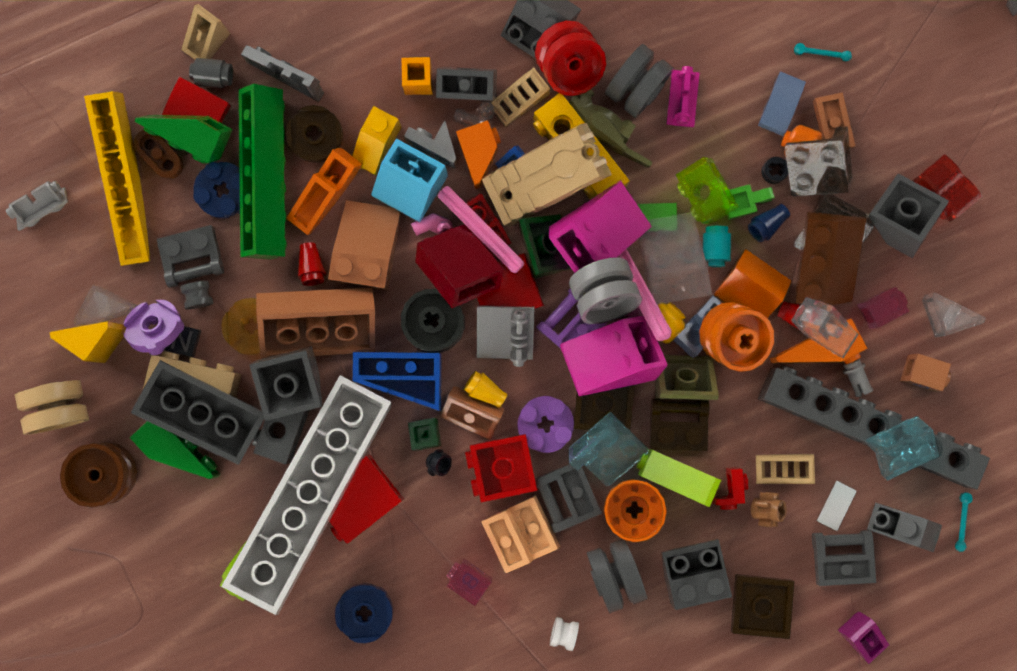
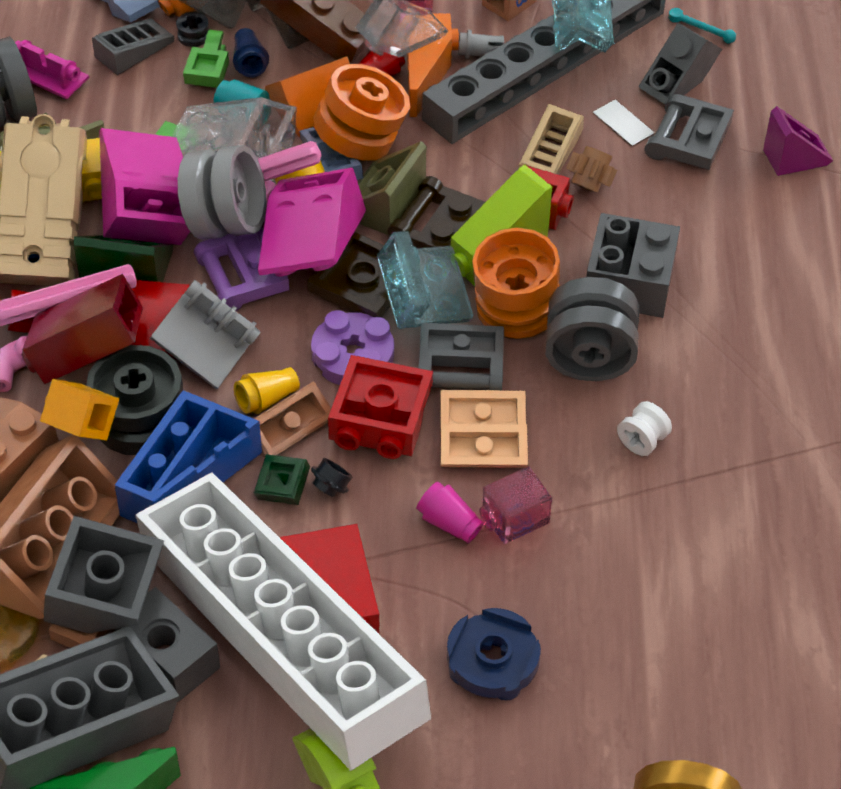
camera: 65 degrees left, 35 degrees down
(390, 303) = (79, 409): none -> light orange brick
(447, 543) = (449, 512): none -> dark pink cone
(720, 199) = (152, 71): clear neon green brick -> none
(737, 125) = (122, 47): none -> dark grey slope
(762, 606) = (713, 222): dark brown plate -> none

